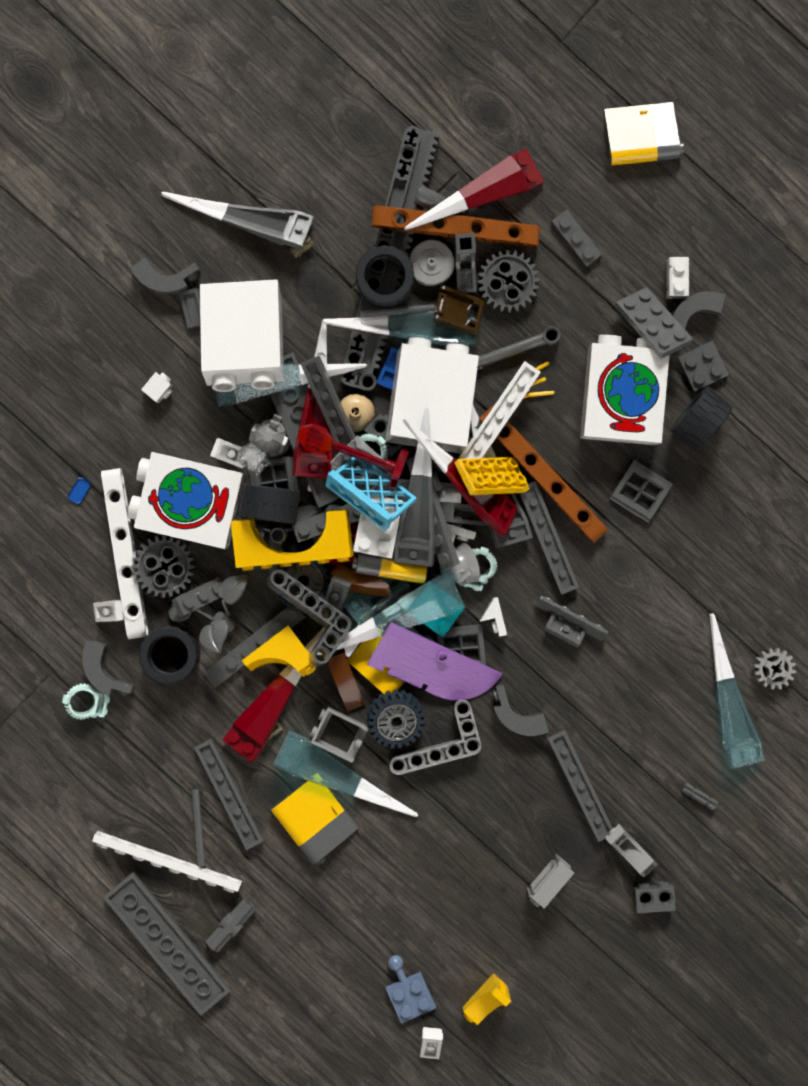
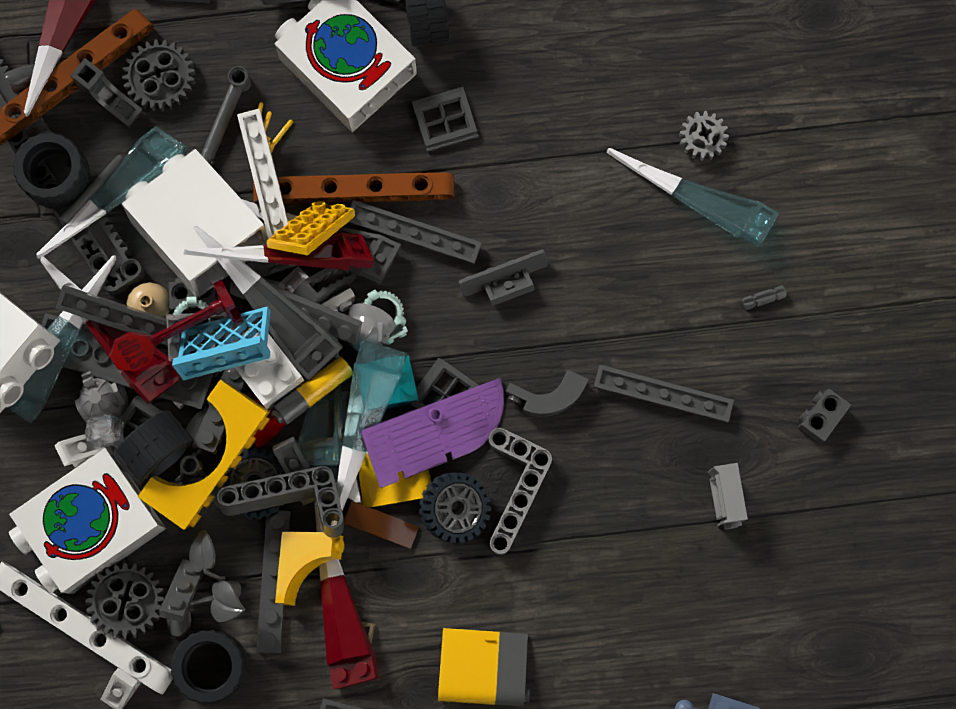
camera: 50 degrees left, 10 degrees down
(313, 764) = (427, 623): clear light blue plate -> none
(358, 739) = (397, 573): light grey window -> none
(362, 583) = (304, 427): reddish brown slope -> none
(387, 374) = (140, 246): blue slope -> none
(432, 262) = (83, 124): light grey wheel -> none
(453, 310) = (139, 141): dark brown container -> none
(486, 999) = (791, 652): yellow arch -> none
(494, 611) = (438, 335): white slope -> none
(631, 850) = (761, 399): light grey arch -> none

